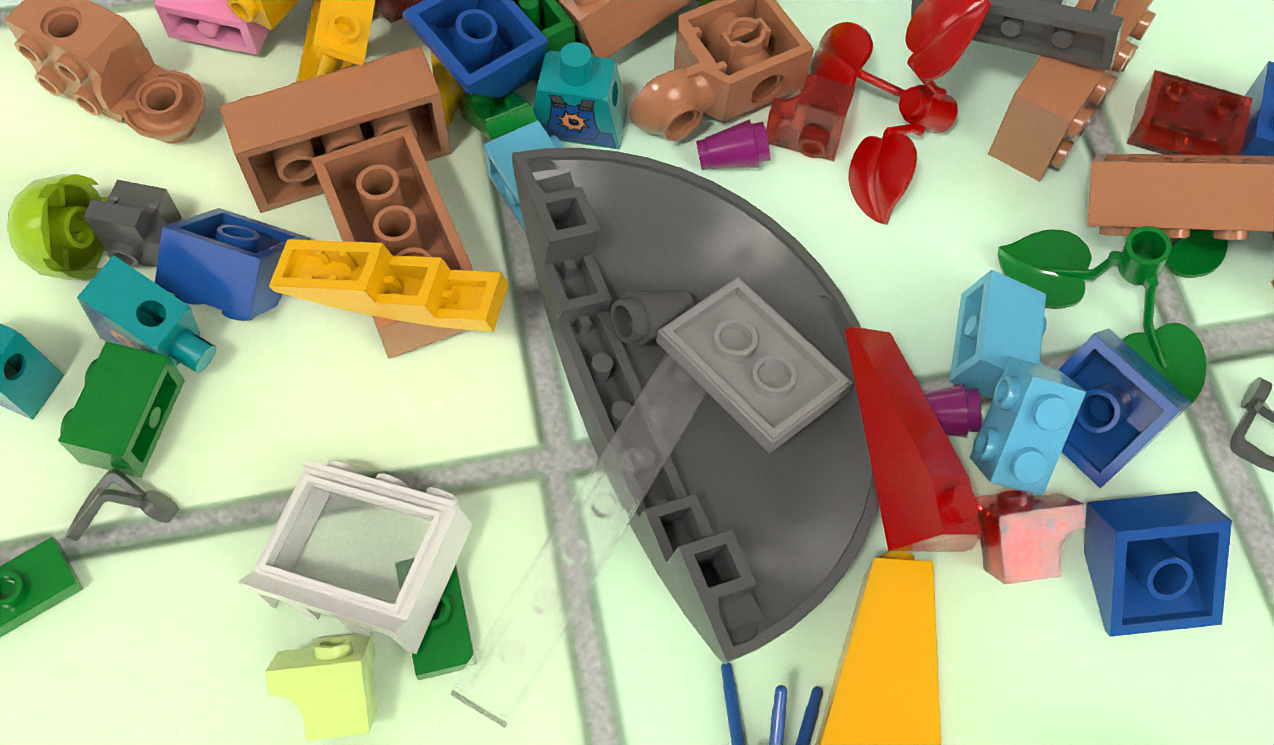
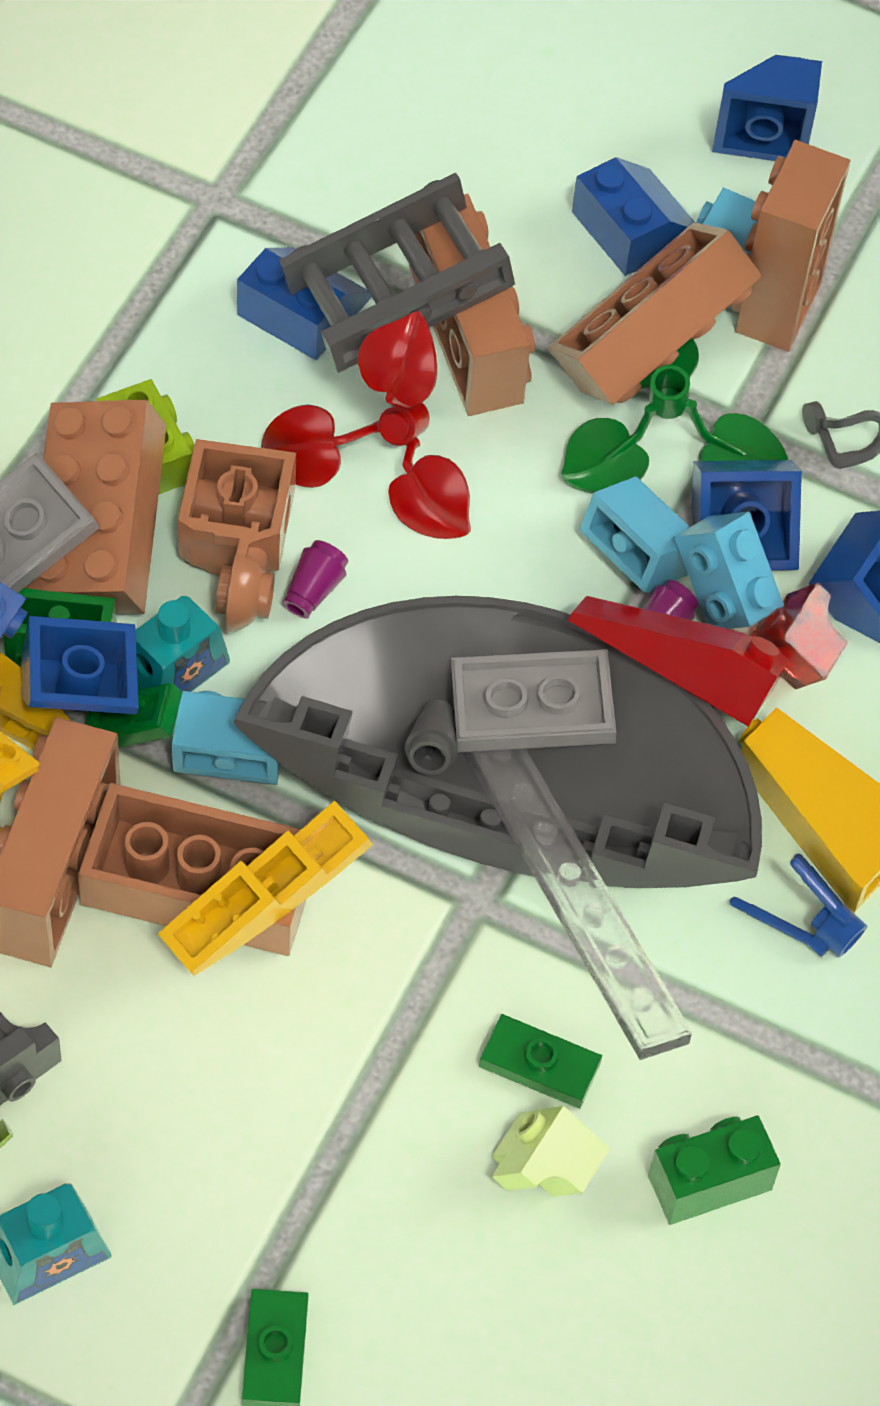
camera: 55 degrees left, 5 degrees down
(121, 409) = (183, 1167): green brick -> none
(143, 316) = (115, 1100): teal torso -> none
(151, 502) = (233, 1236): dark grey piece -> none
(222, 262) = (102, 1009): blue slope -> none
(362, 552) = (457, 1066): window -> none
(812, 118) = (342, 502): clear red brick -> none
(1188, 118) = (568, 265): clear red brick -> none

